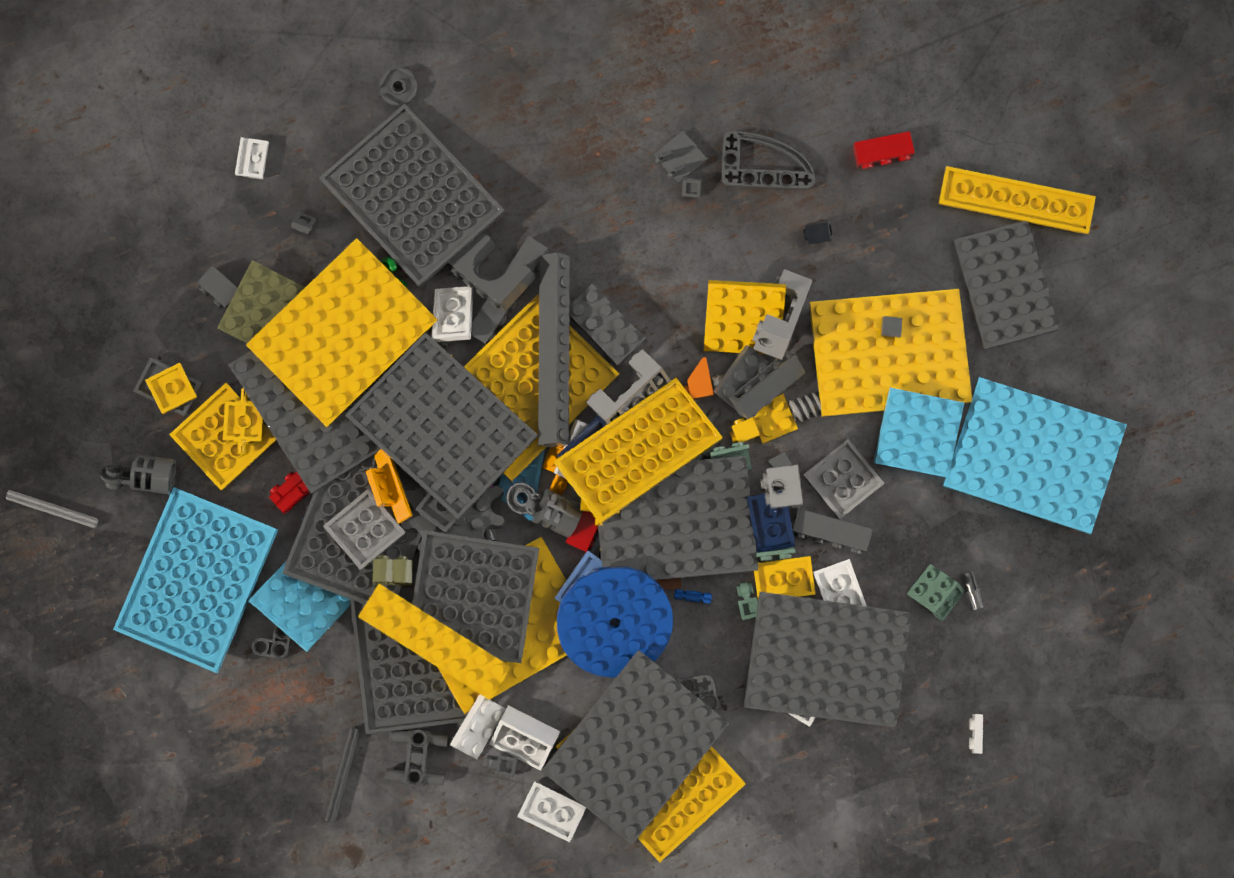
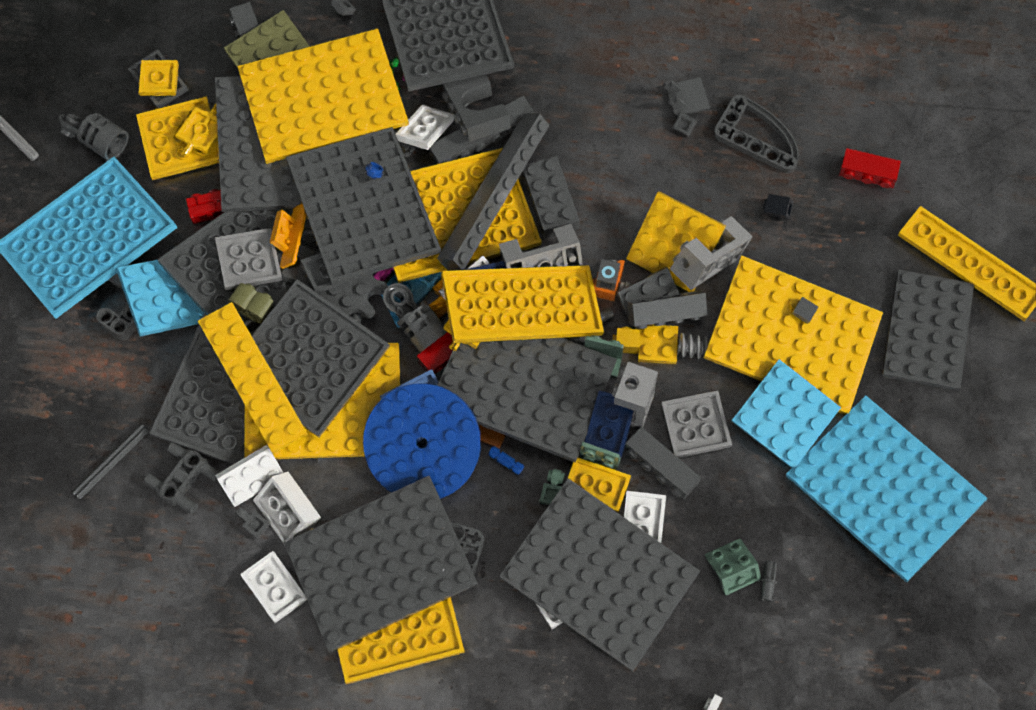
camera: 30 degrees right, 15 degrees down
(436, 388) = (374, 170): none -> blue plate
(699, 380) = (608, 274): none -> dark grey brick

